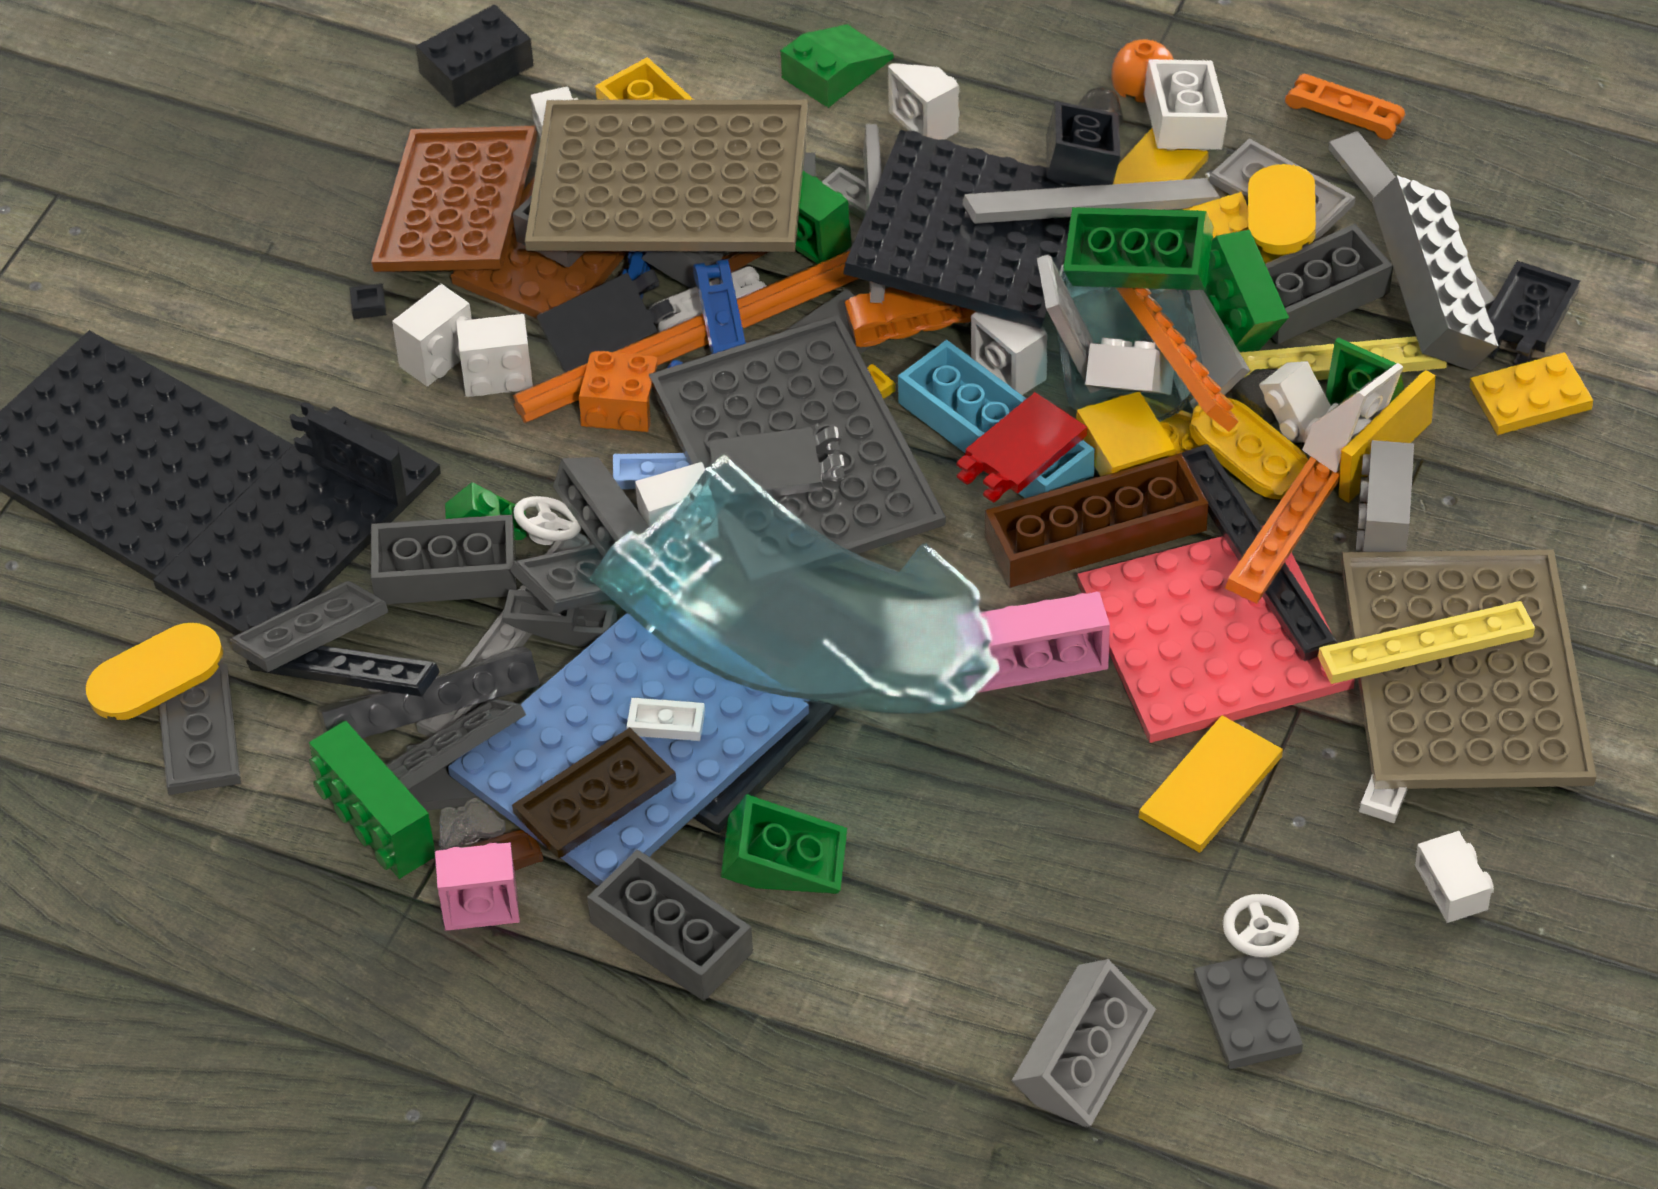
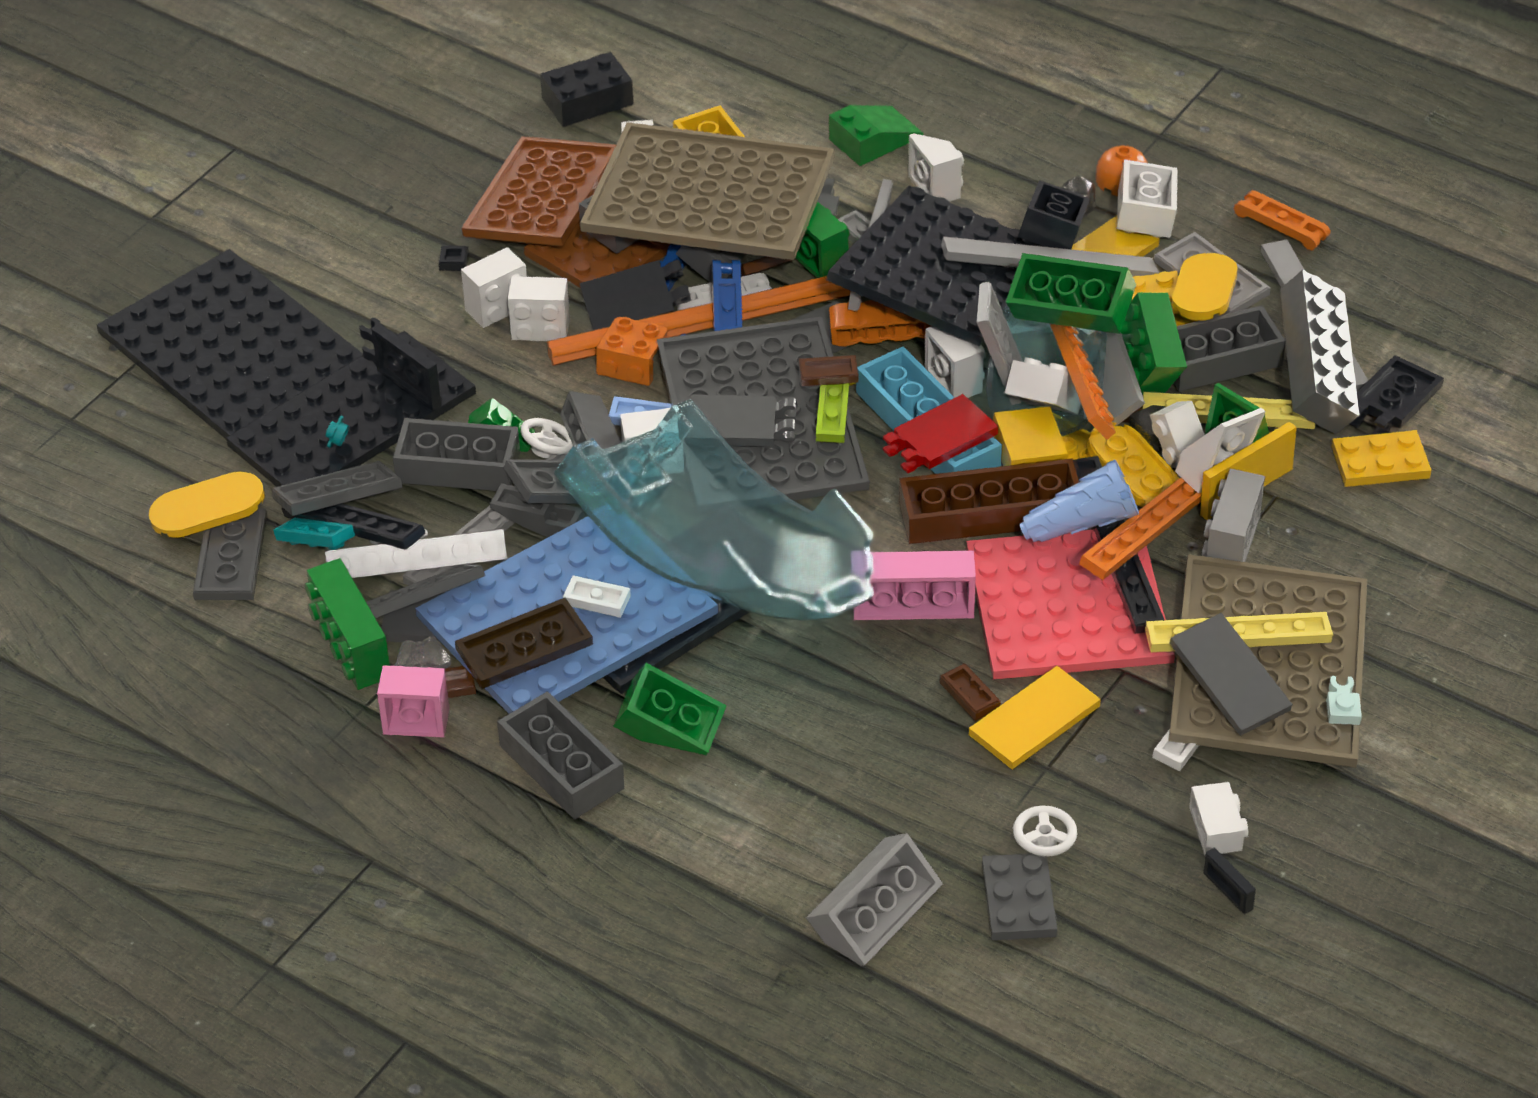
camera: 10 degrees right, 5 degrees down
(291, 554) = (337, 432): none -> teal plate
(298, 688) = (314, 533): none -> teal plate
(867, 386) = (828, 370): none -> reddish brown tile
(882, 429) = (832, 413): none -> lime plate
(1129, 764) = (969, 691): none -> reddish brown plate
(1222, 507) = (1094, 501): none -> light blue cone
(1431, 697) = (1230, 674): none -> dark grey tile
(1485, 951) = (1229, 880): none -> black tile
(1564, 713) = (1342, 704): none -> light aqua plate

